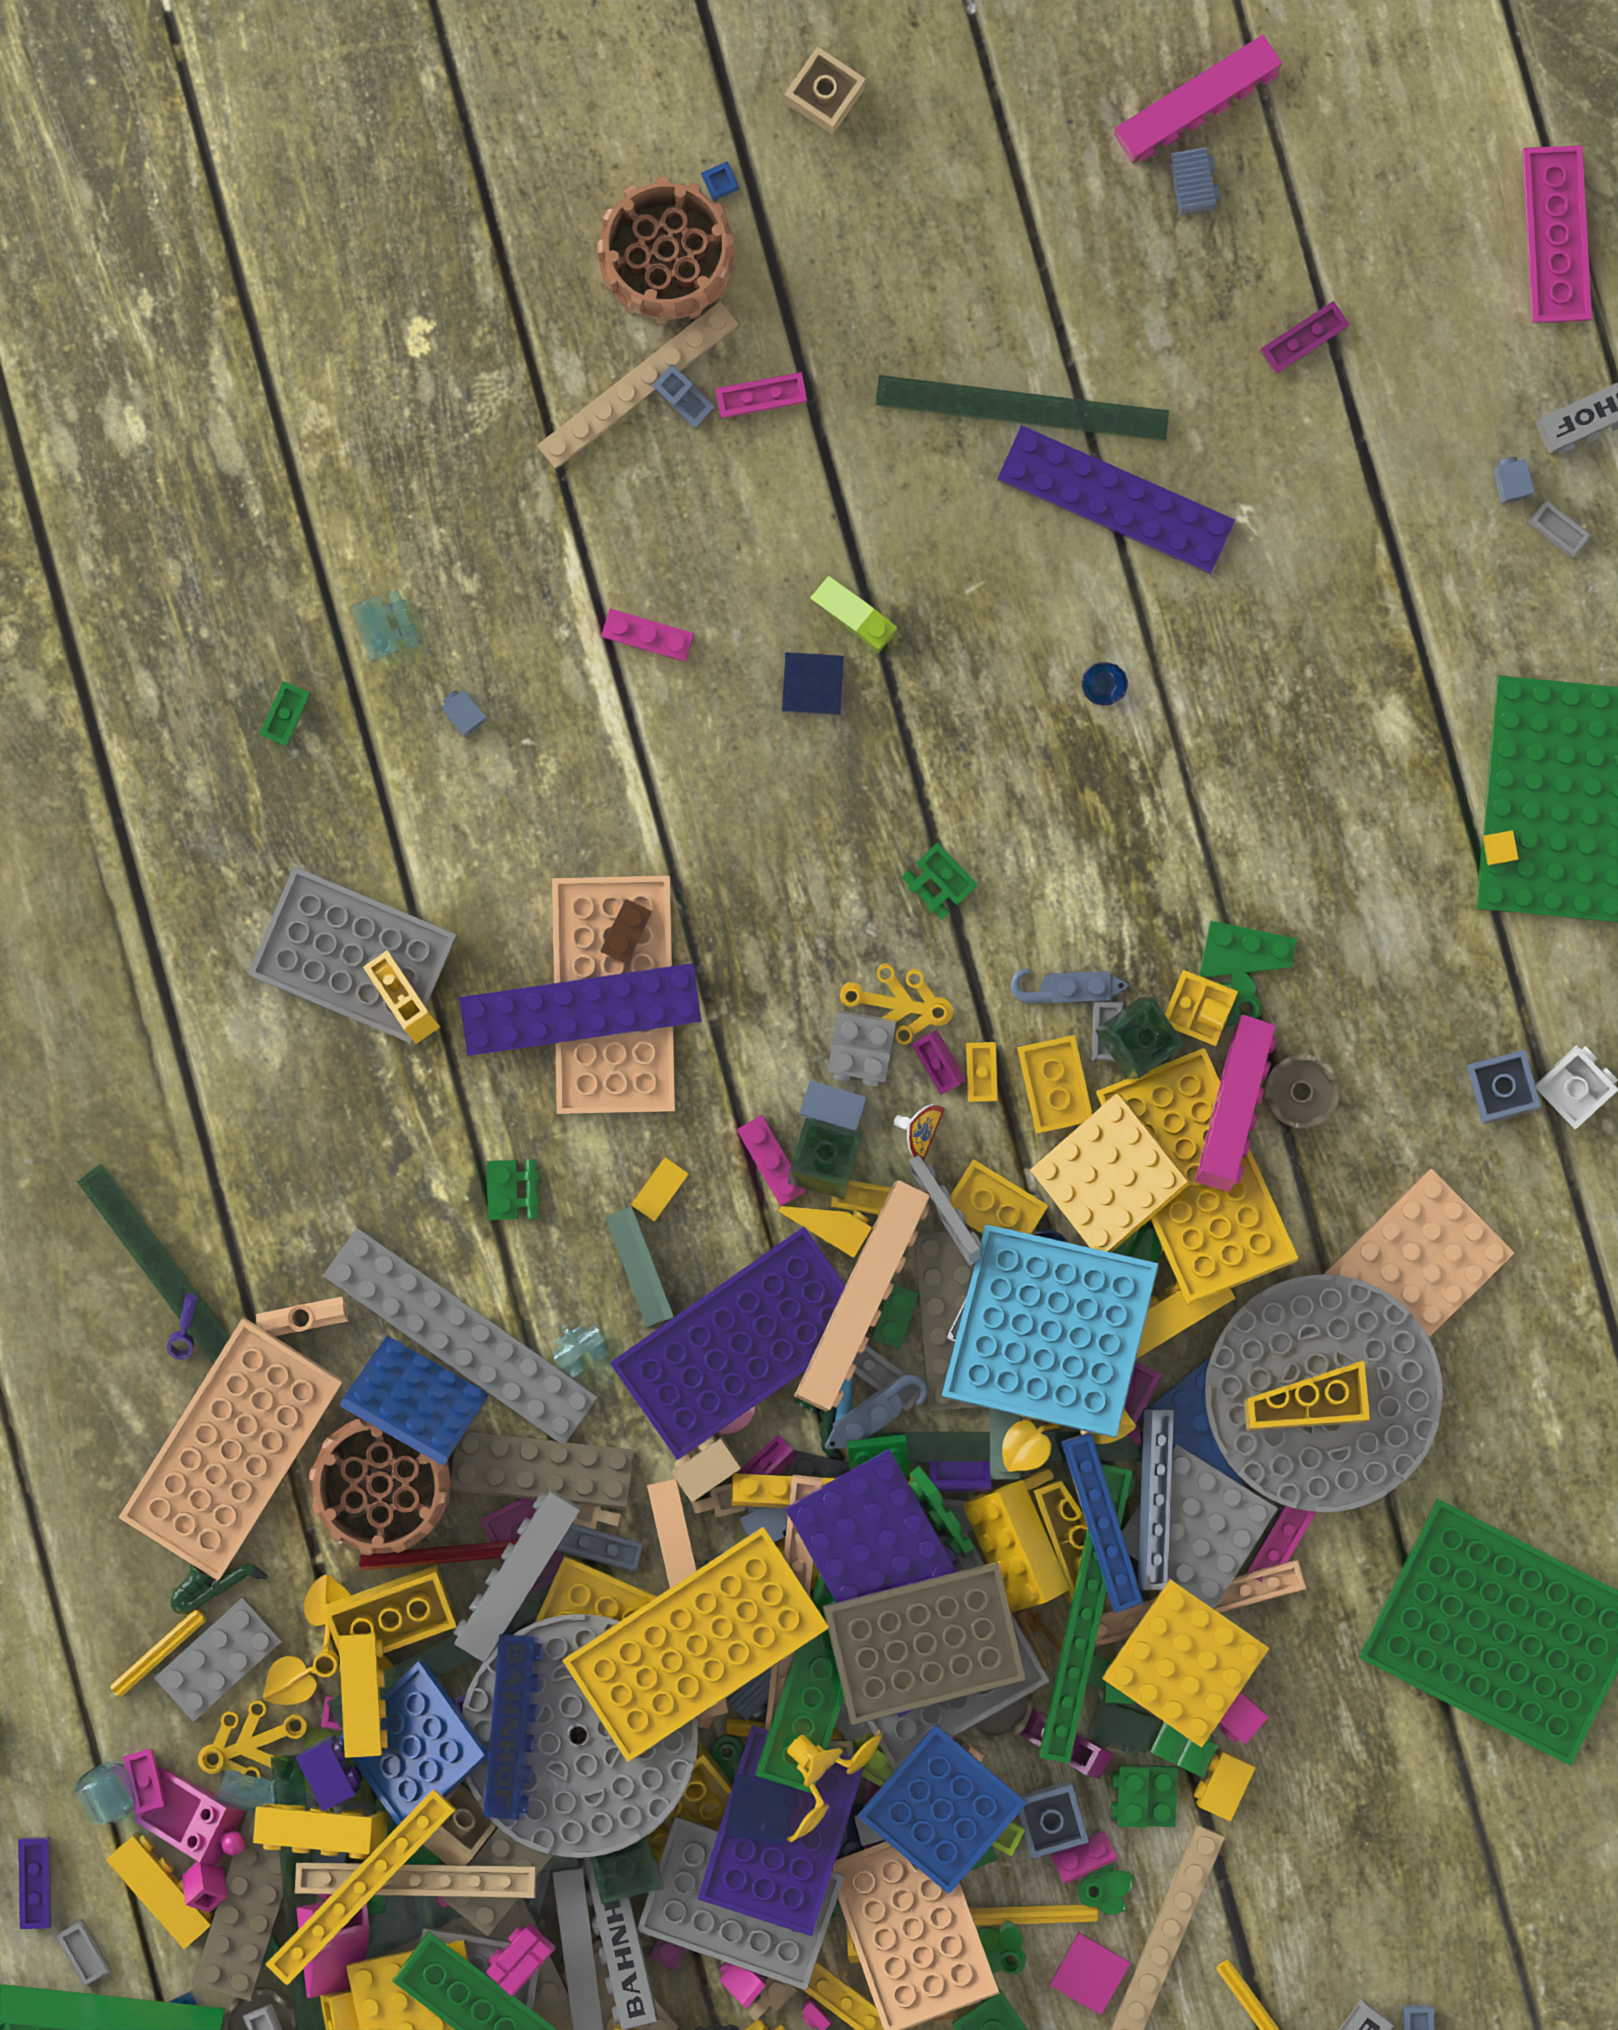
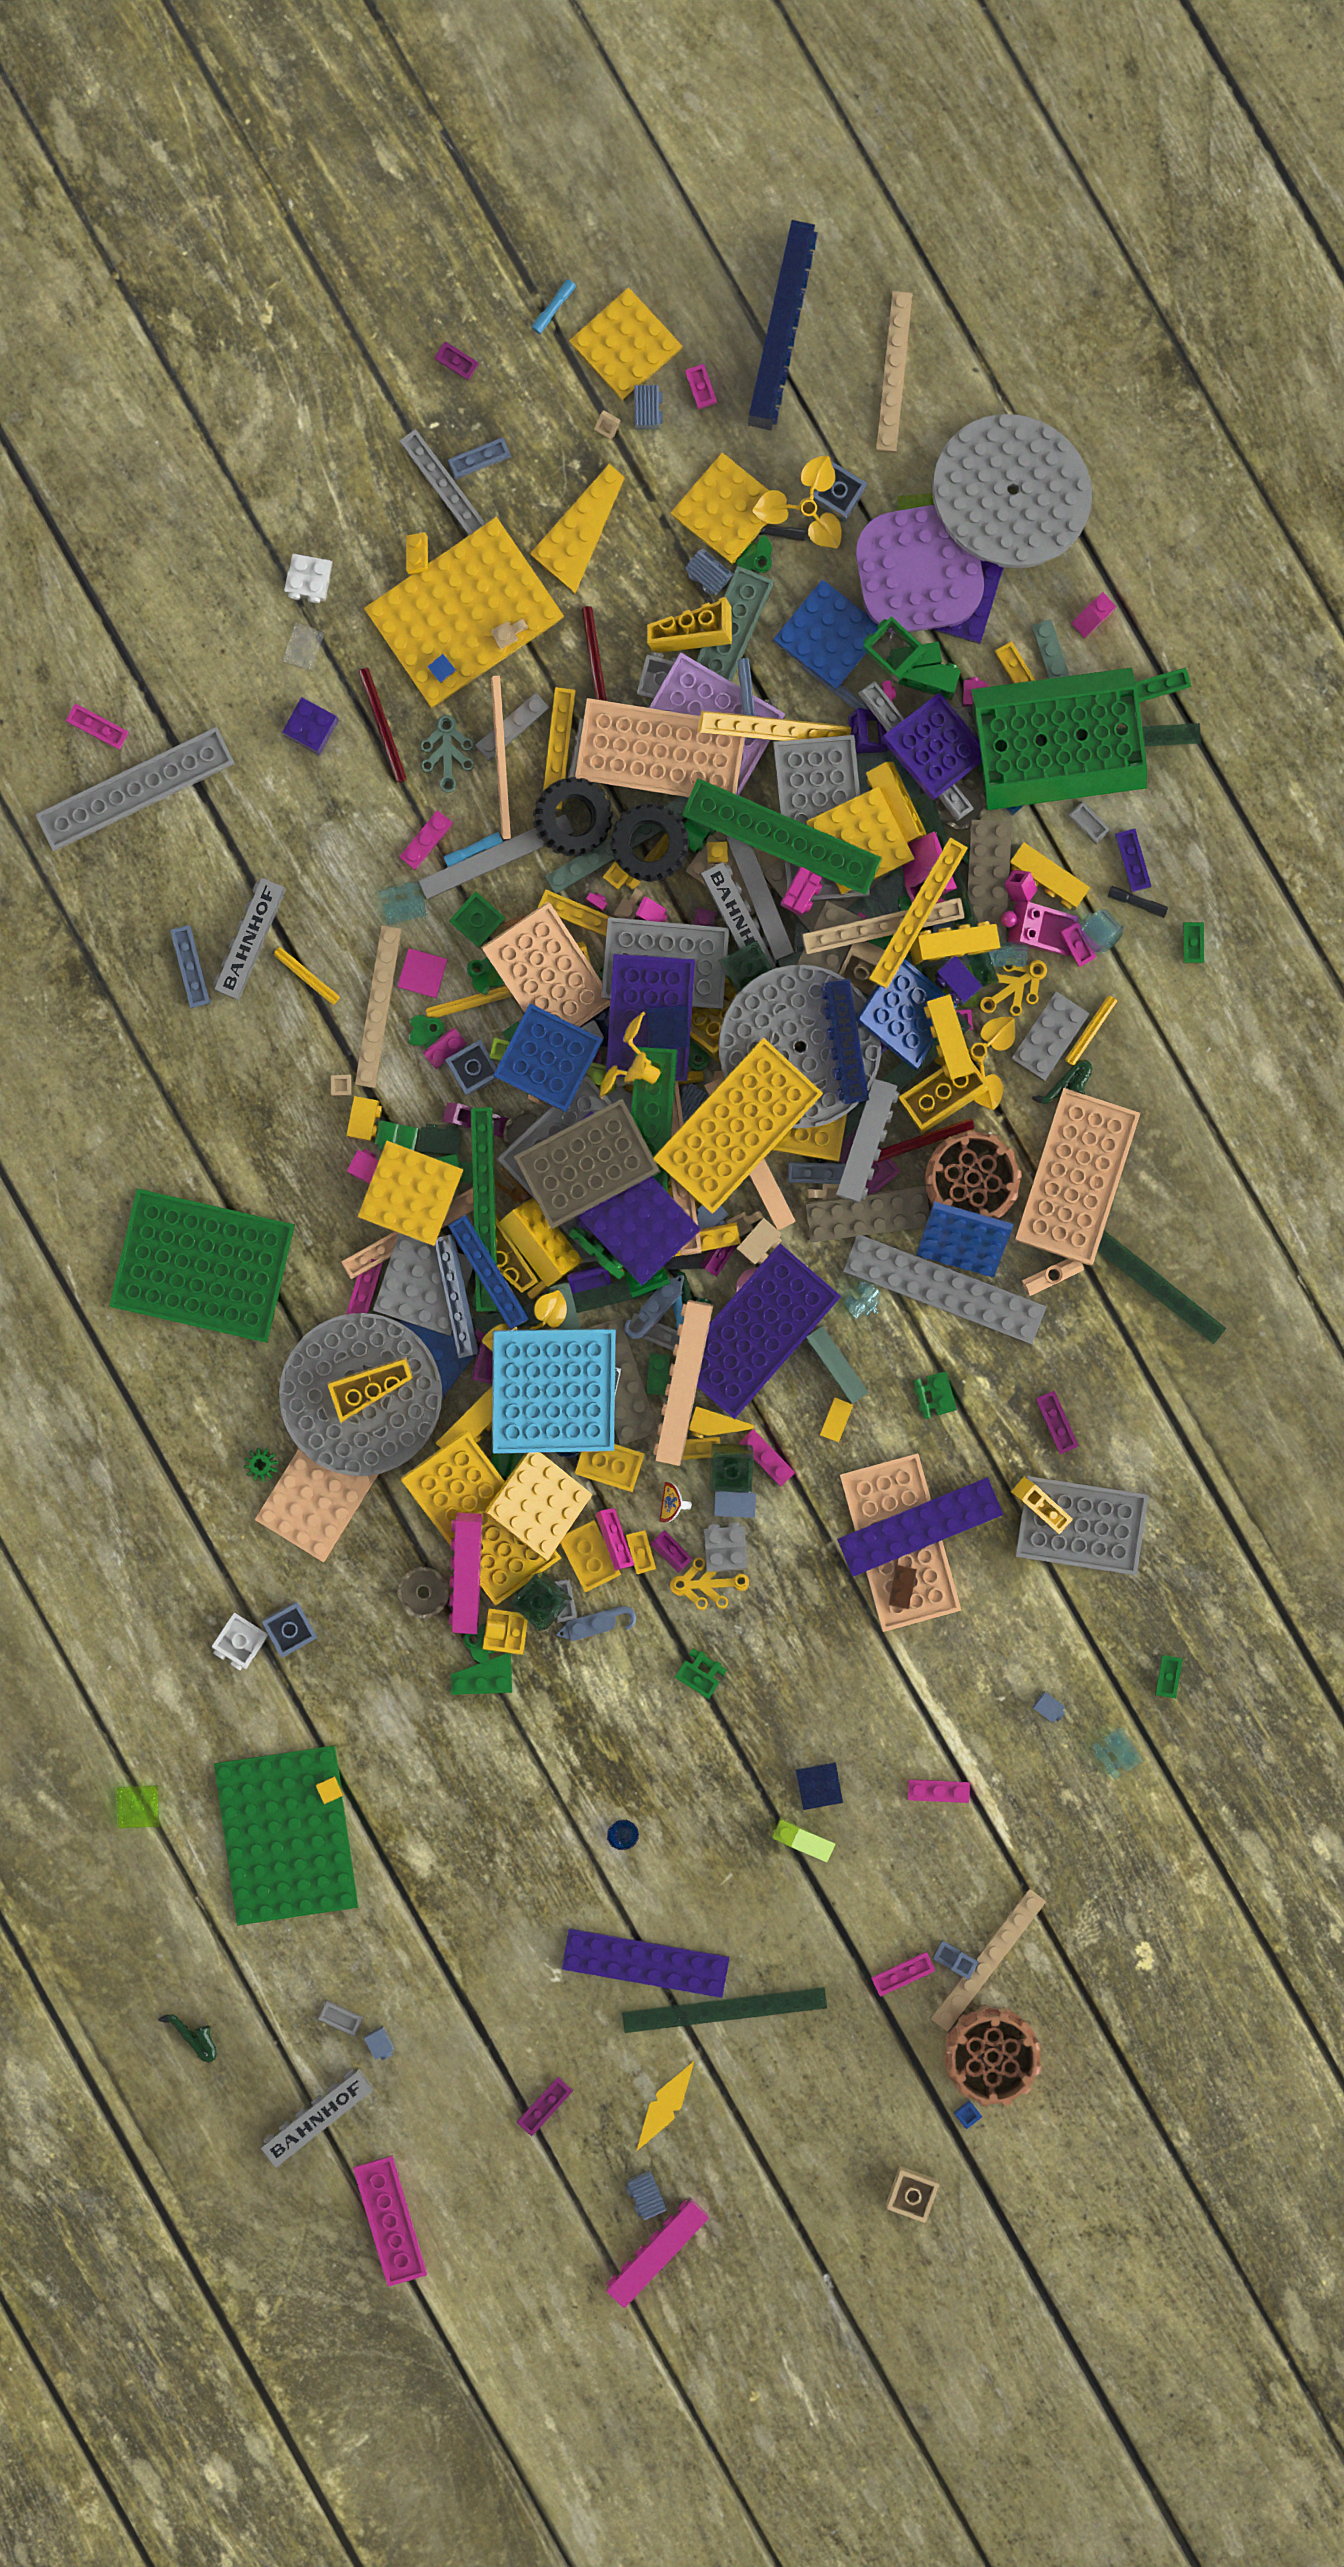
camera: 170 degrees right, 0 degrees up
(29, 1811) = (1125, 897): none -> black piece
(185, 1323) = (1129, 1252): dark purple piece -> none
(350, 1108) = (1057, 1422): none -> magenta plate
(939, 1200) = (648, 1460): light grey plate -> none
(1014, 1099) = (614, 1539): none -> dark pink plate
(1129, 304) = (661, 2112): none -> yellow sticker
(1145, 1795) = (414, 1098): green plate -> none
(1244, 1840) = (341, 1085): none -> tan plate
(1494, 1320) = (264, 1458): none -> green gear

